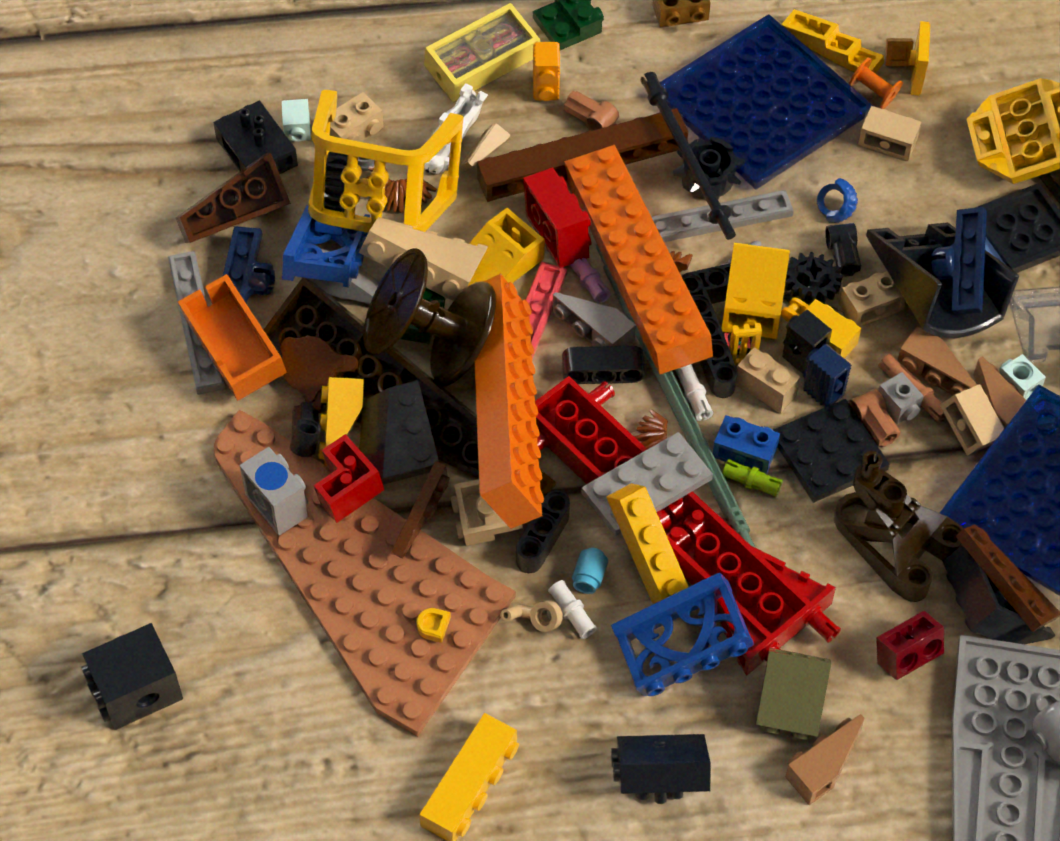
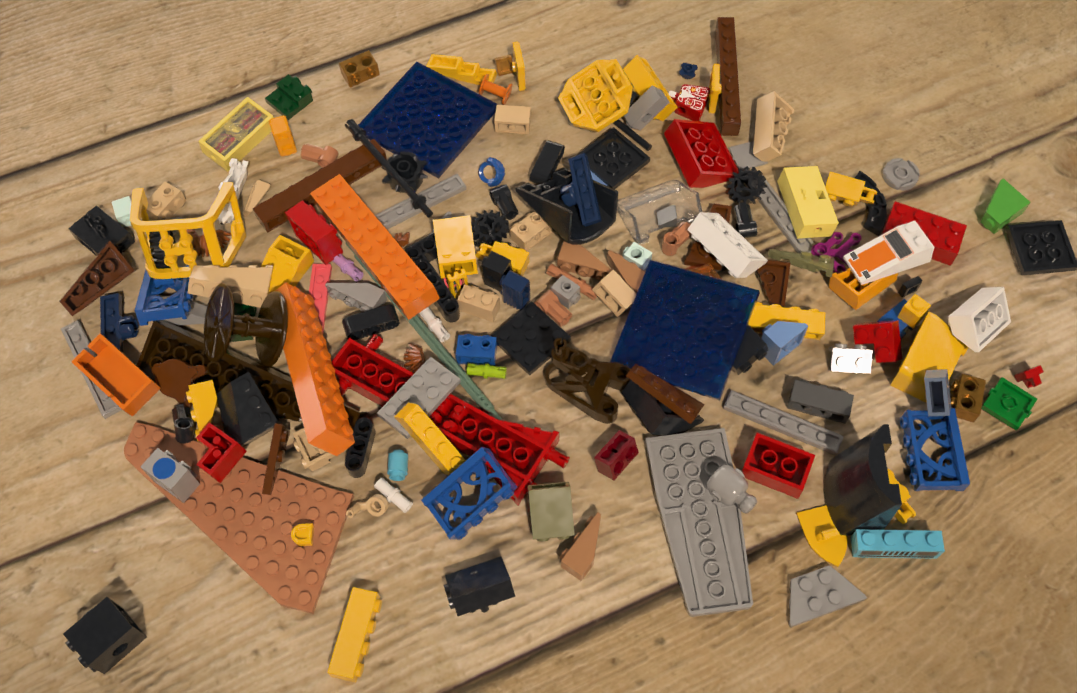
camera: 15 degrees left, 5 degrees up
(924, 208) = (547, 162): none -> black beam

